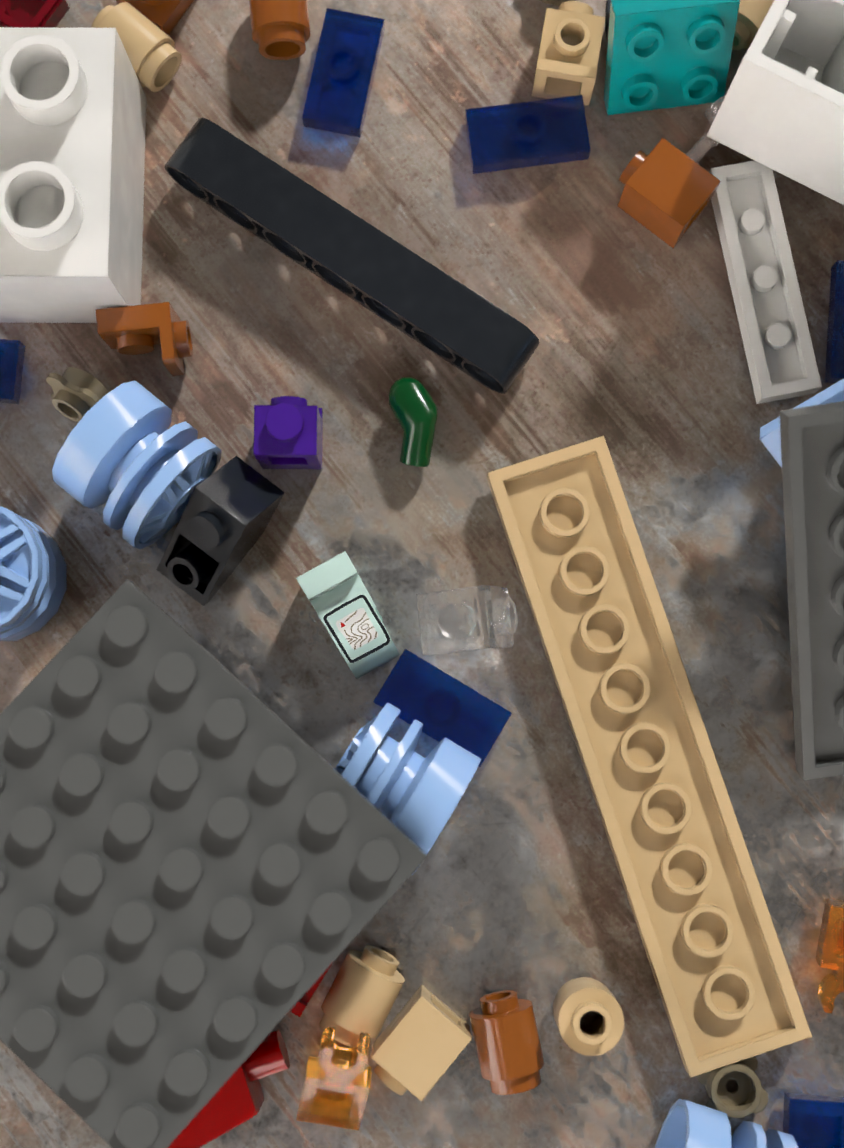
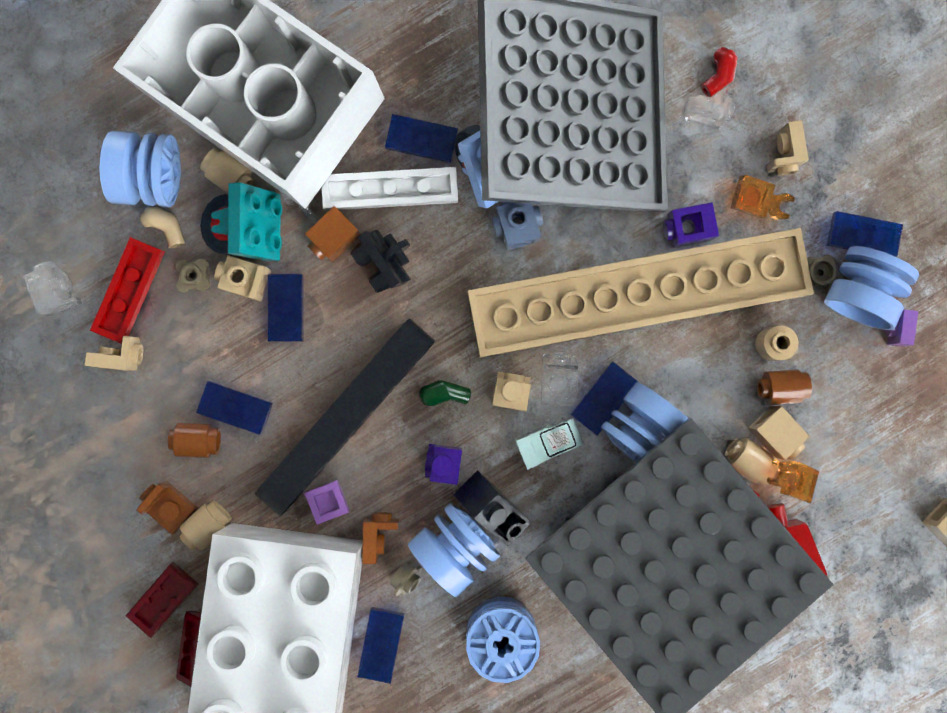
camera: 85 degrees left, 5 degrees up
(199, 244) = (327, 502): none -> medium lavender plate
(433, 536) = (511, 391): none -> tan brick
(642, 288) = (387, 256): none -> black hips
(738, 507) = (517, 234): none -> sand blue brick
(803, 839) = (701, 219): none -> dark purple brick

